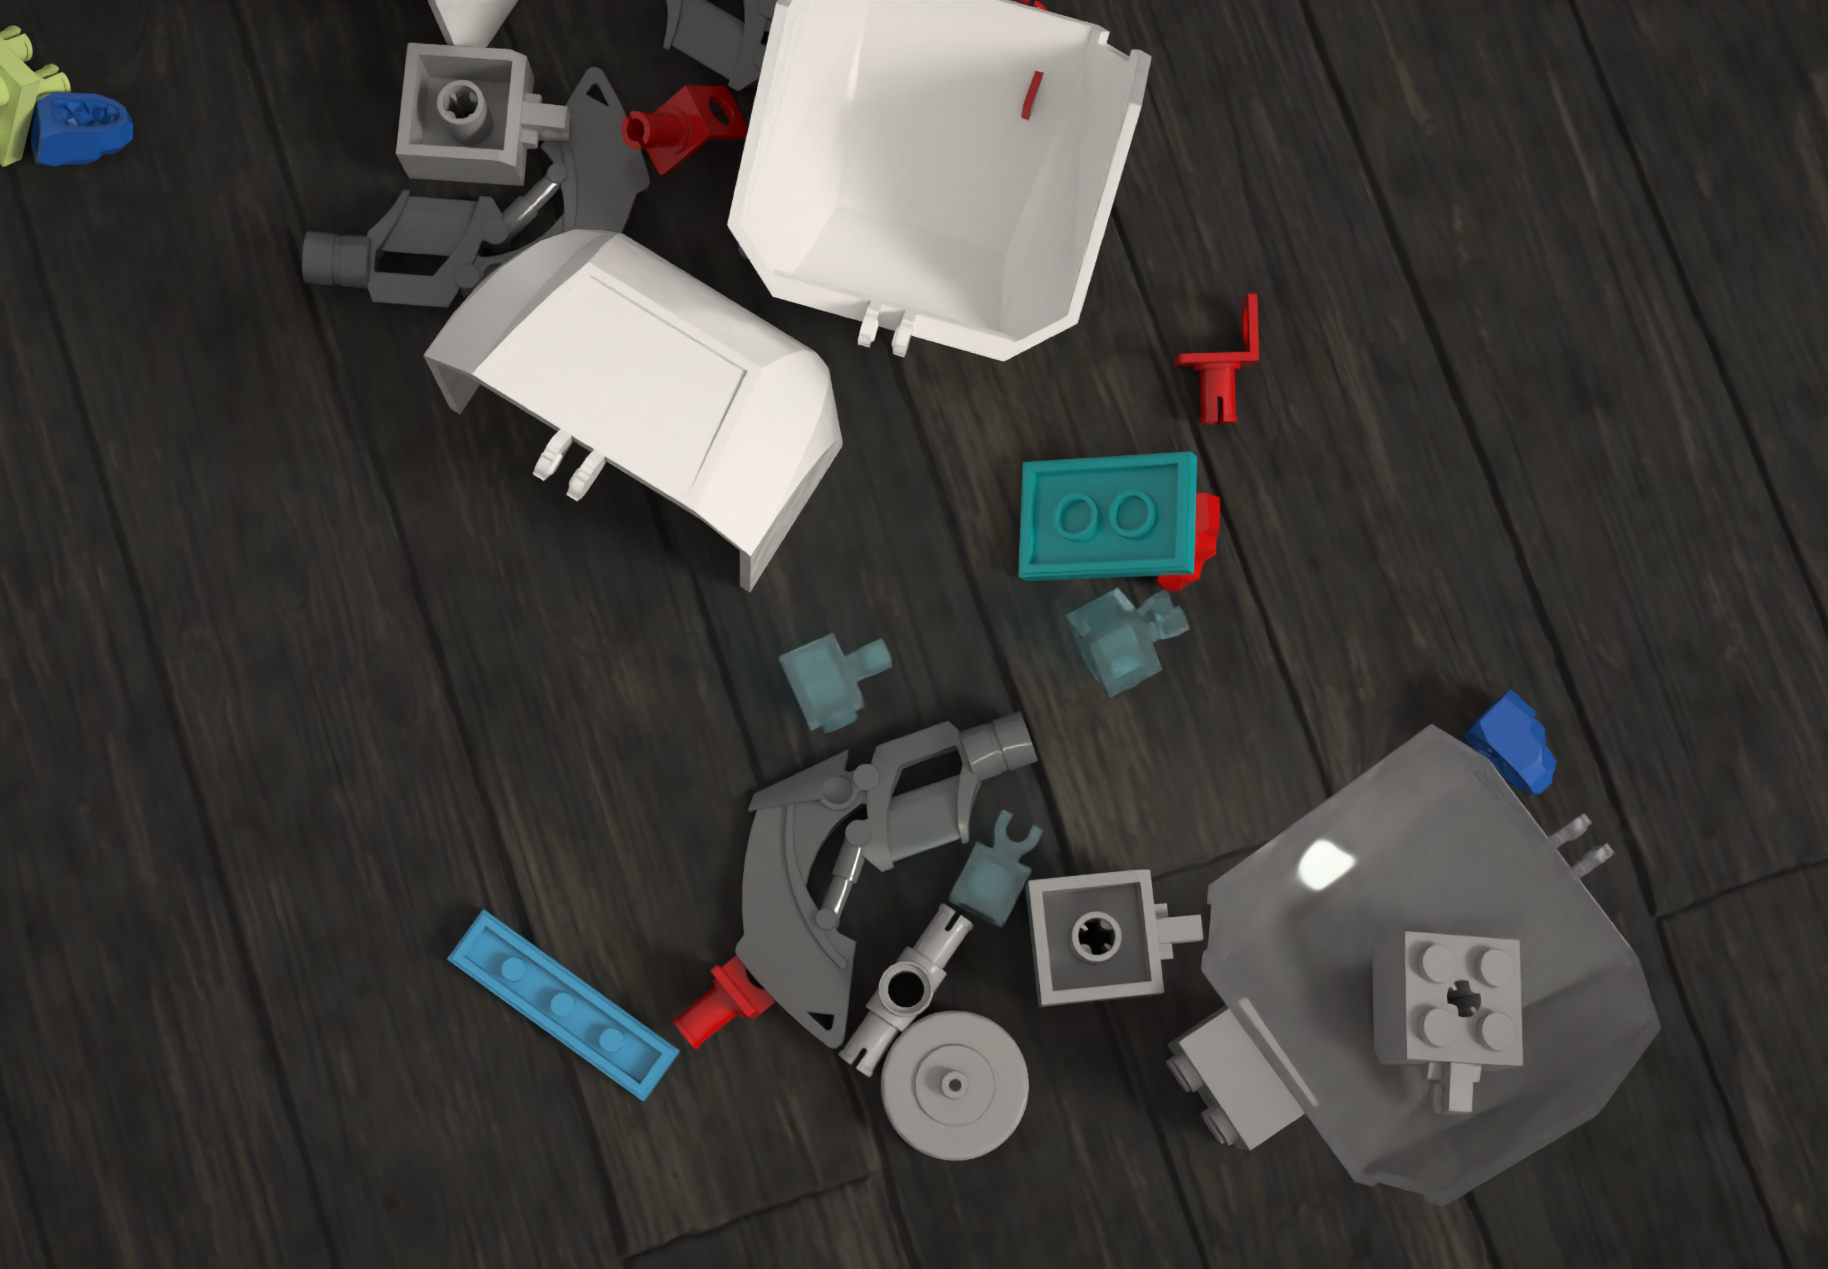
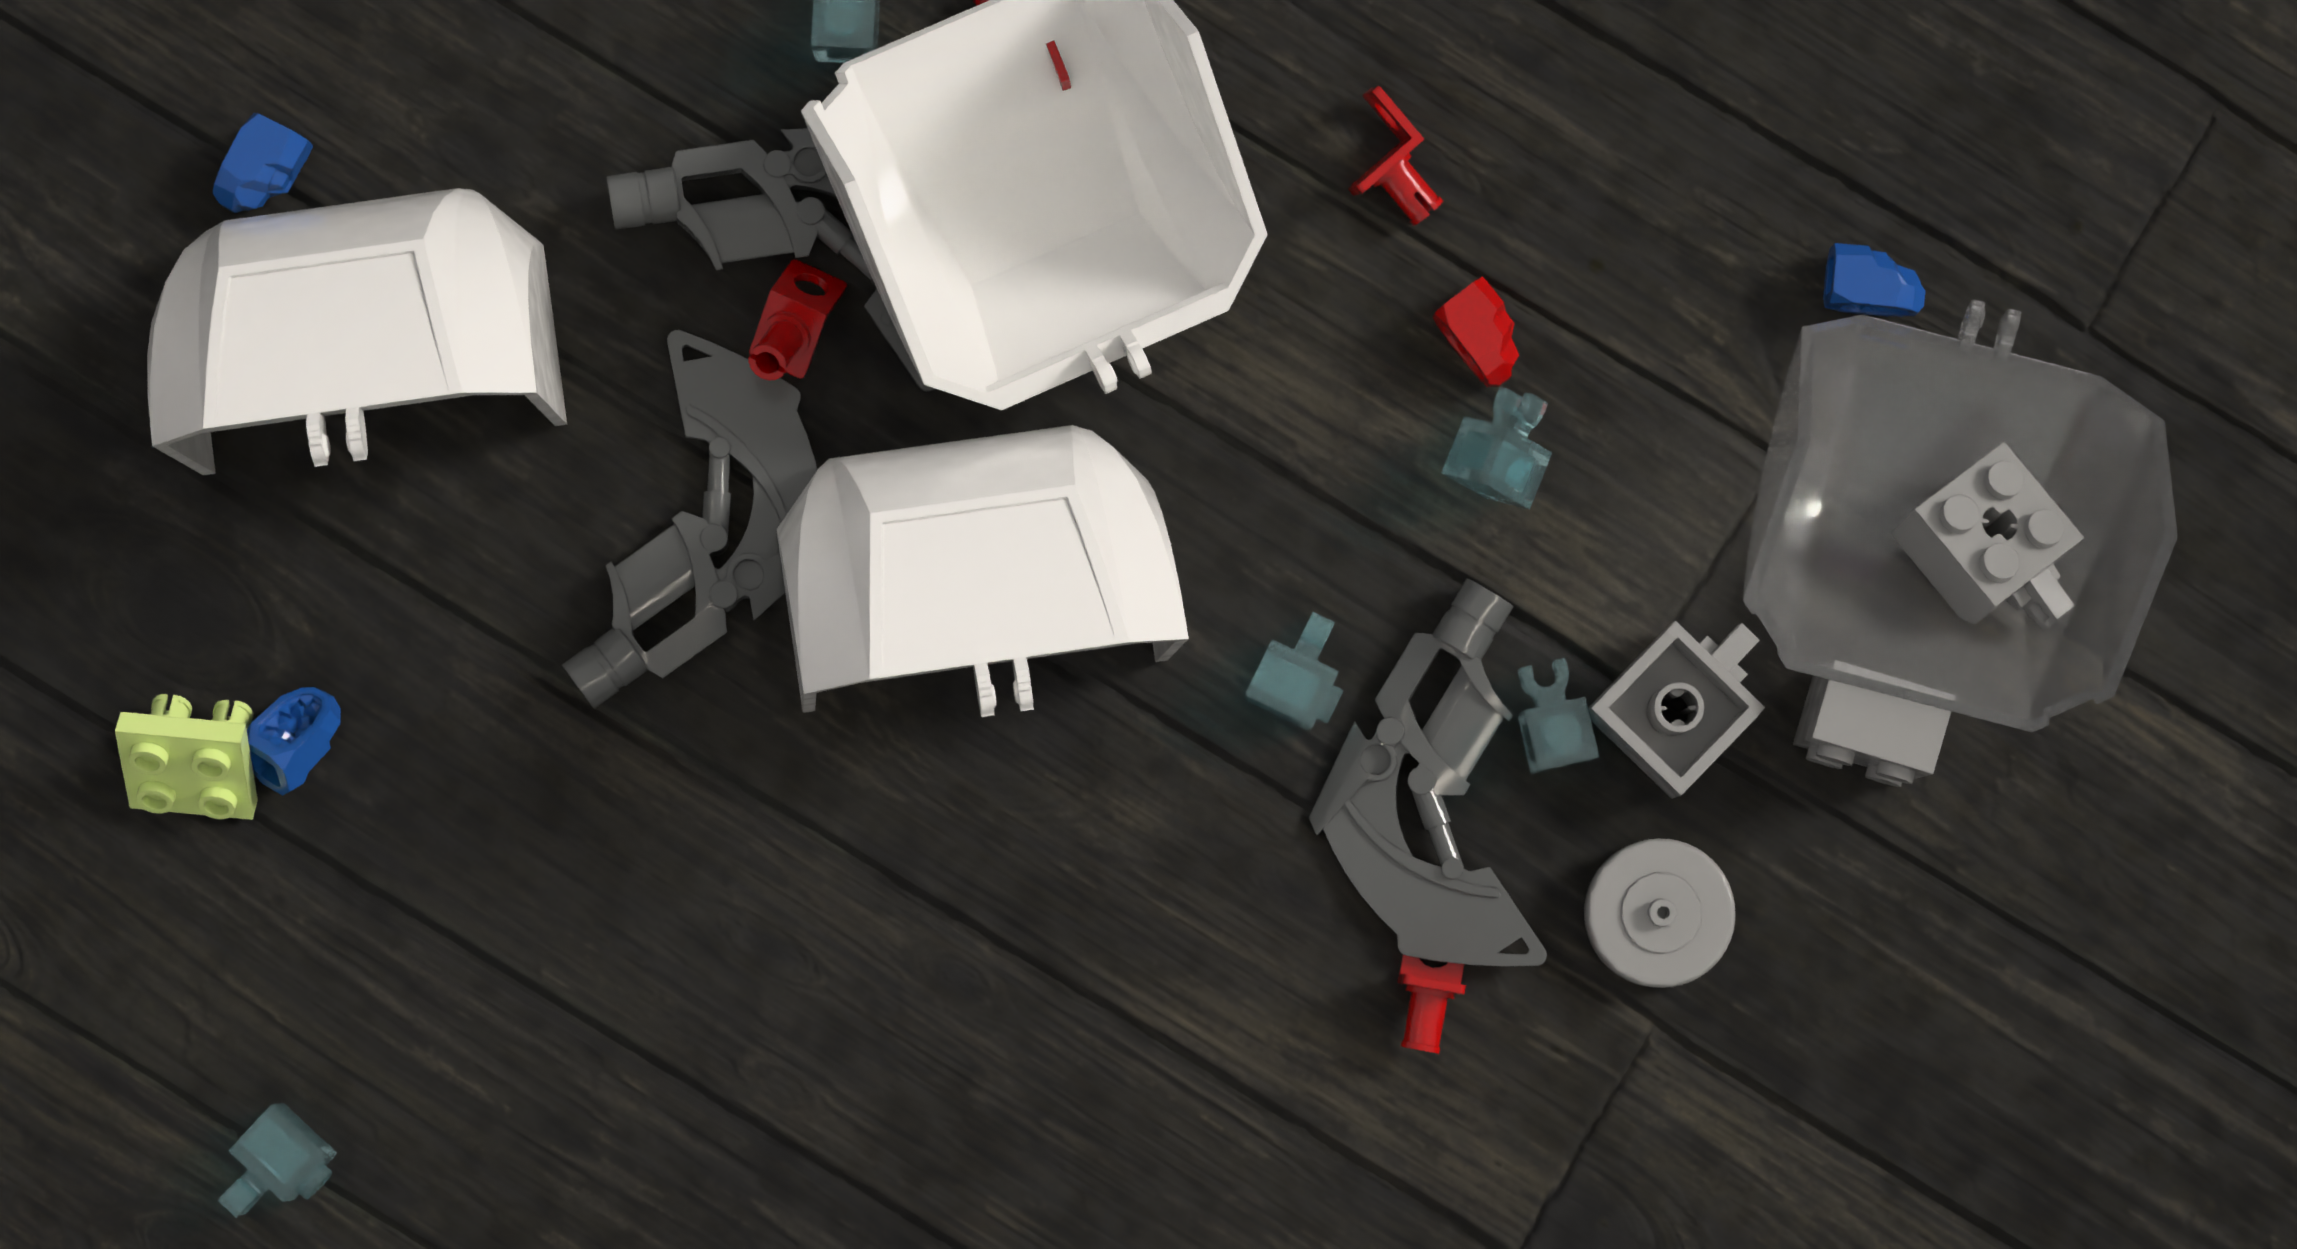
camera: 45 degrees left, 5 degrees up
(492, 141) = (618, 421): light grey hinge -> none
(564, 1005) = (1302, 1106): dark azure tile -> none
(926, 962) = (1558, 836): light grey pin -> none
(1108, 517) = (1408, 365): teal tile -> none

